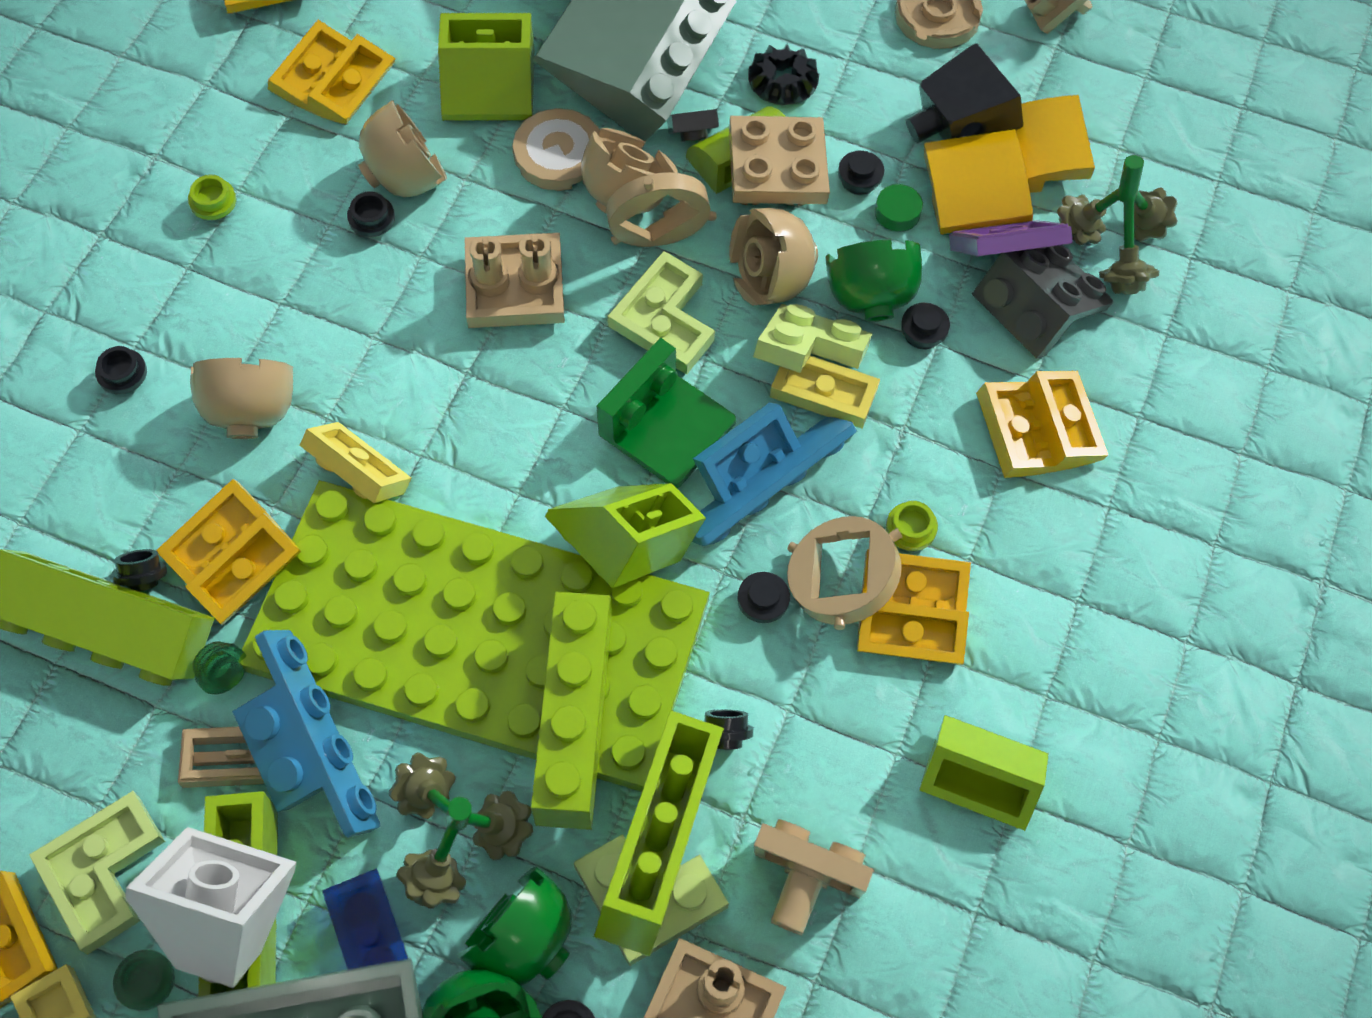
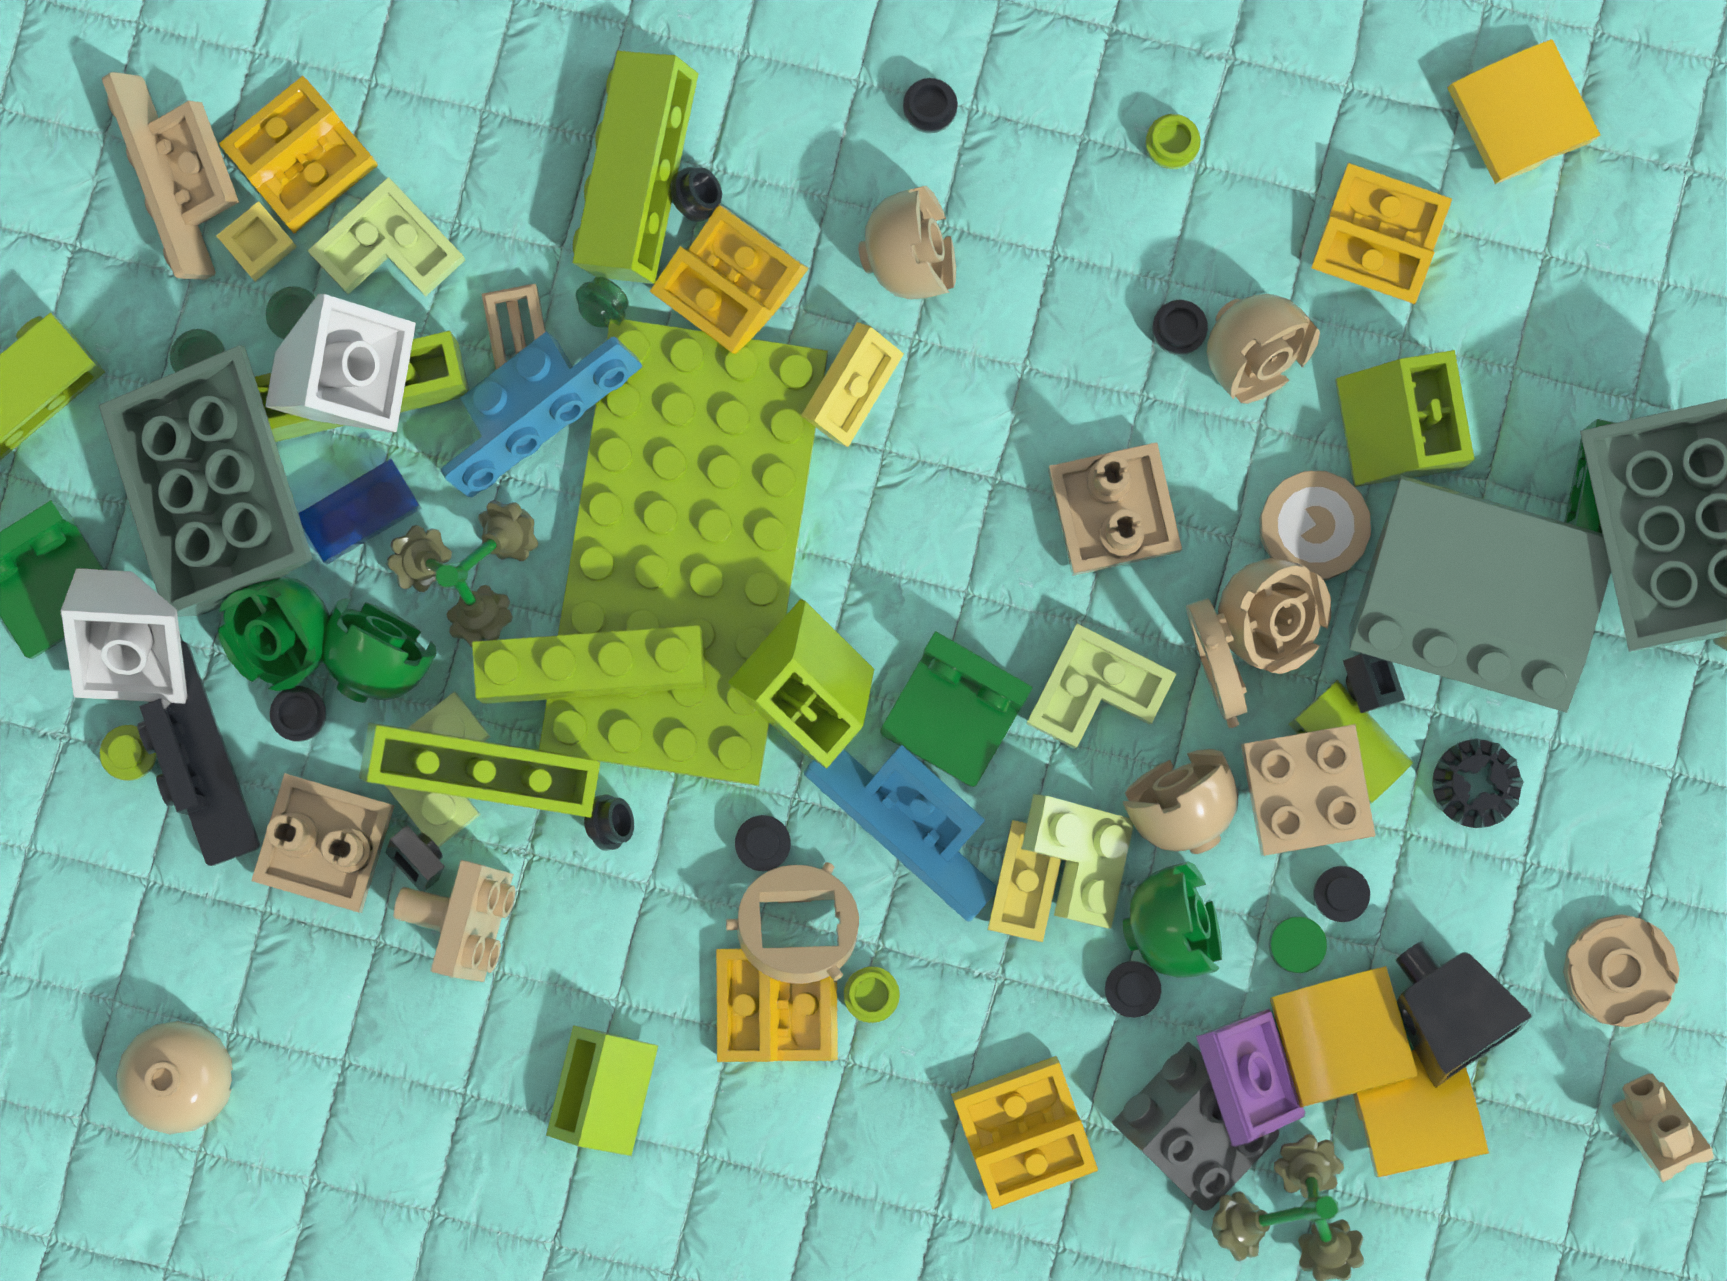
camera: 85 degrees right, 20 degrees up
(738, 920) = (416, 857): none -> black plate

